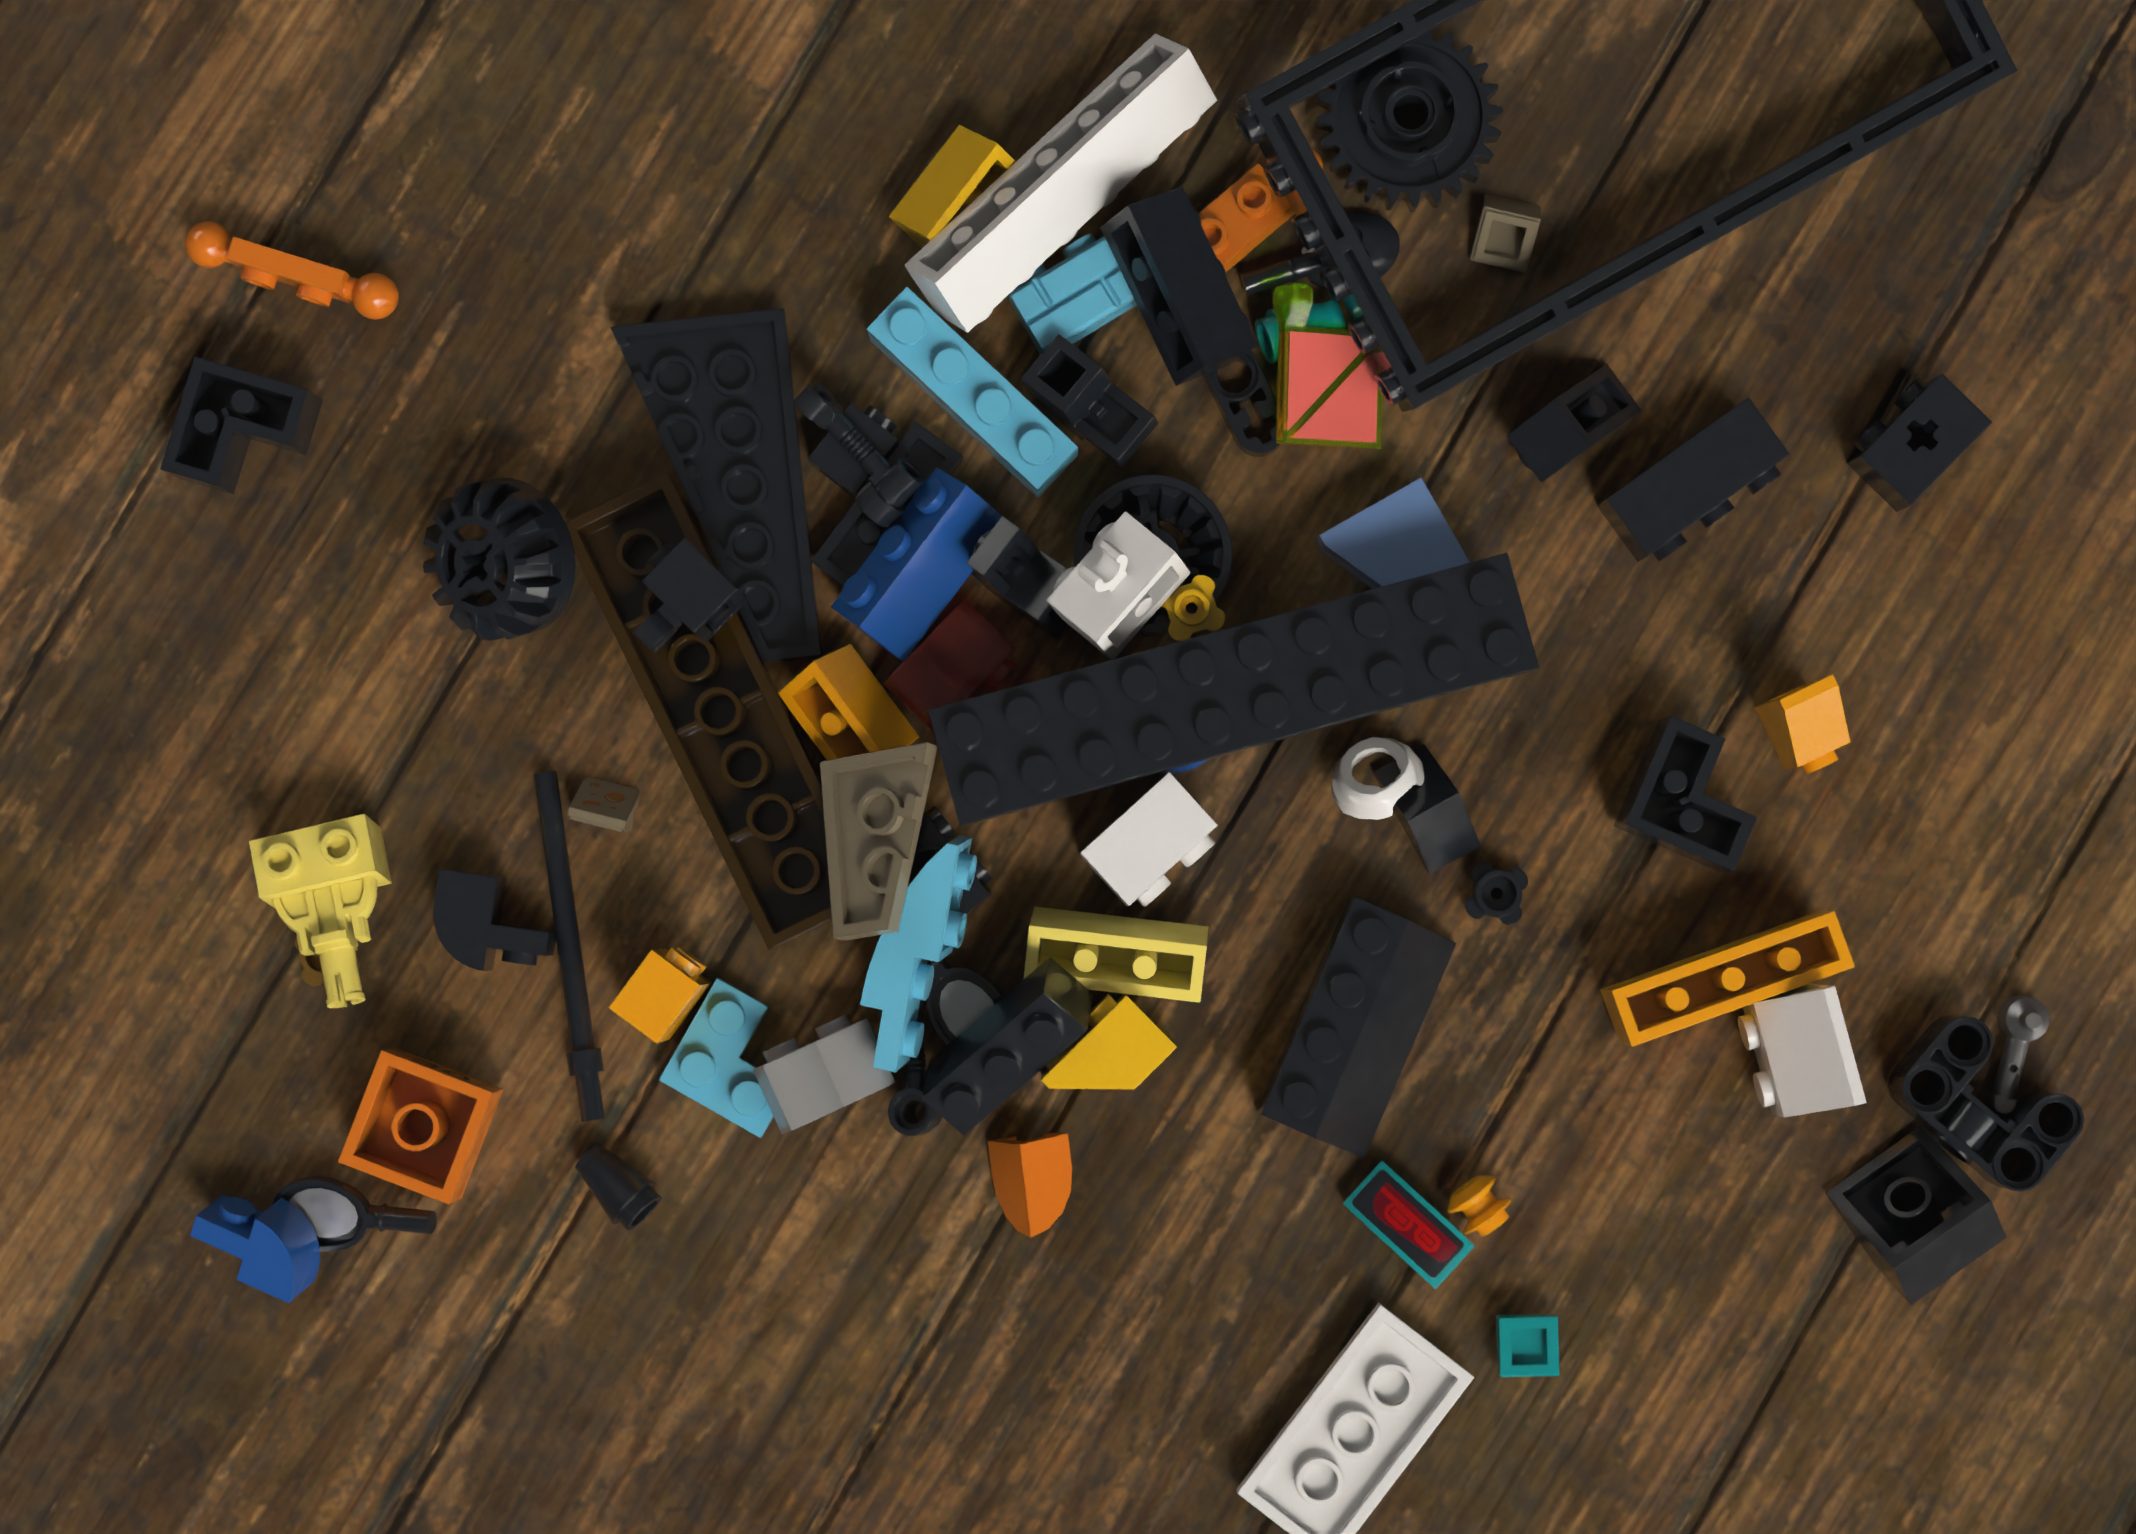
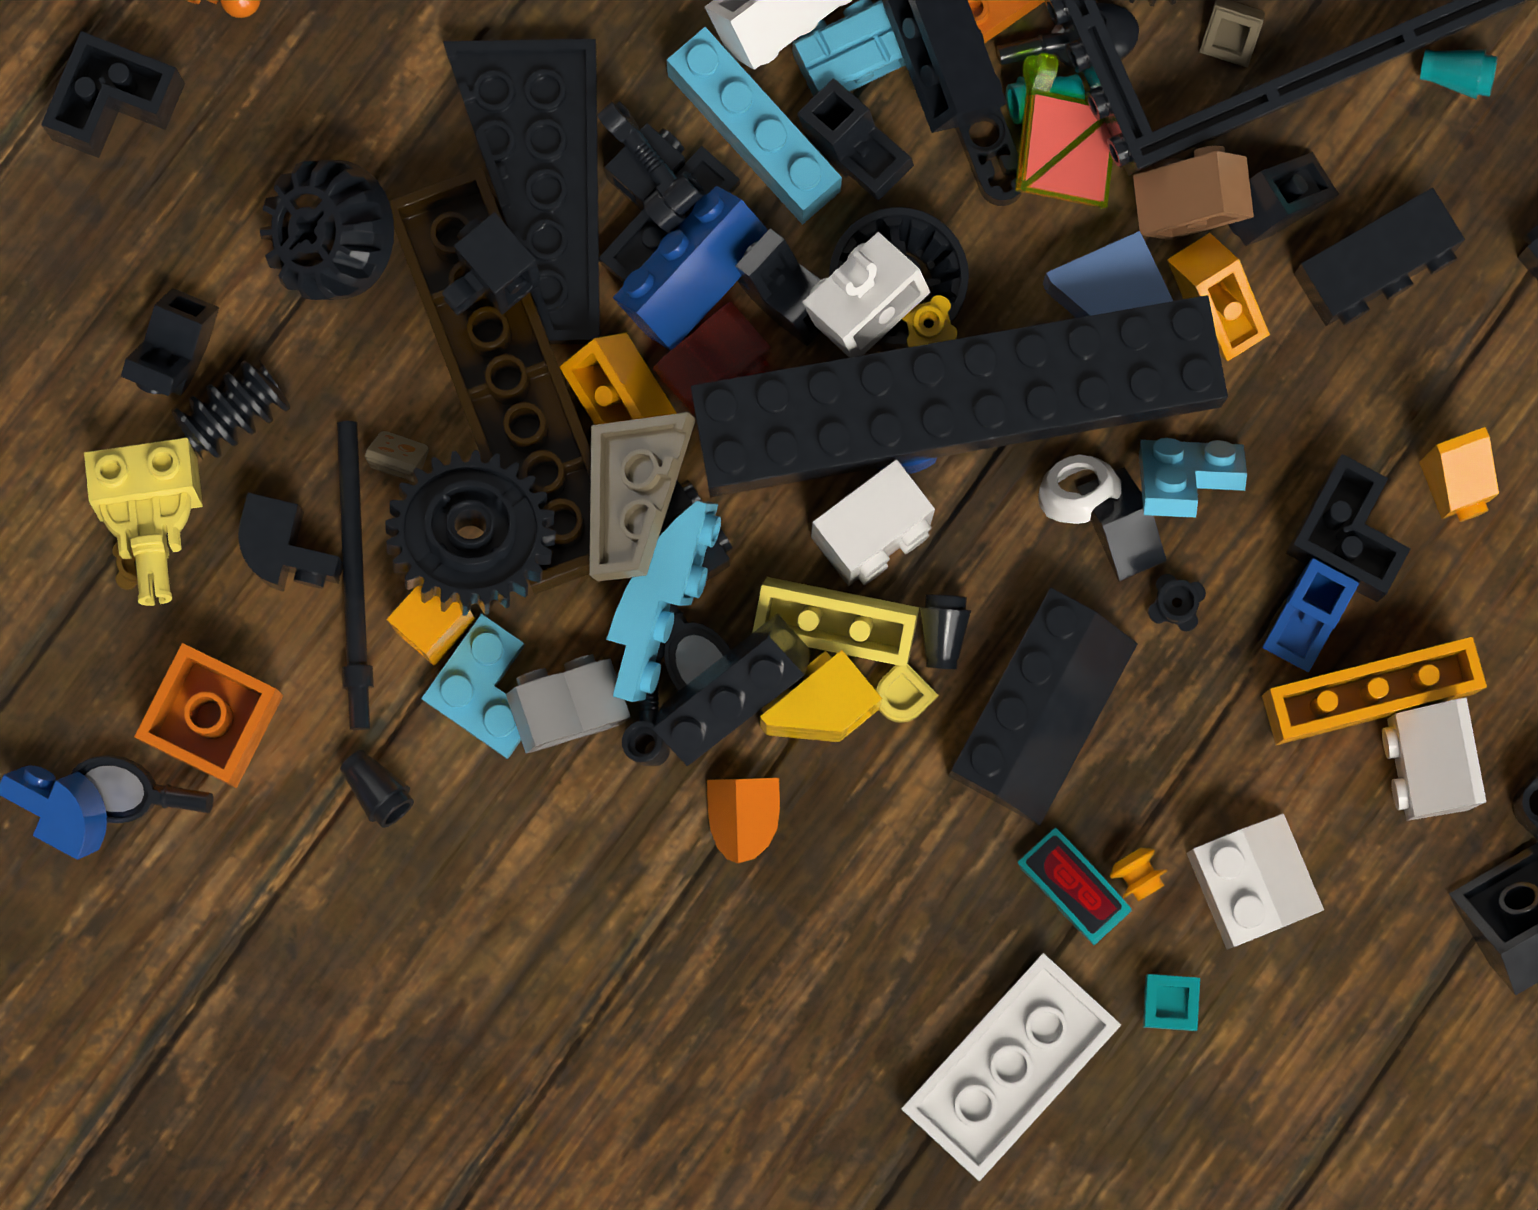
camera: 10 degrees right, 5 degrees down
(337, 707) = (172, 345): none -> black brick
(412, 773) = (230, 409): none -> black piece
(702, 942) = (461, 567): none -> black gear
(1199, 1026) = (904, 694): none -> light yellow tile
(1238, 948) = (944, 629): none -> black cone
(1478, 429) = (1193, 194): none -> medium nougat brick
(1485, 744) = (1176, 469): none -> medium azure plate
(1508, 520) = (1215, 271): none -> light orange slope
(1610, 1202) = (1255, 881): none -> white slope
(1647, 896) = (1310, 614): none -> blue brick
(1768, 256) = (1460, 70): none -> teal cone

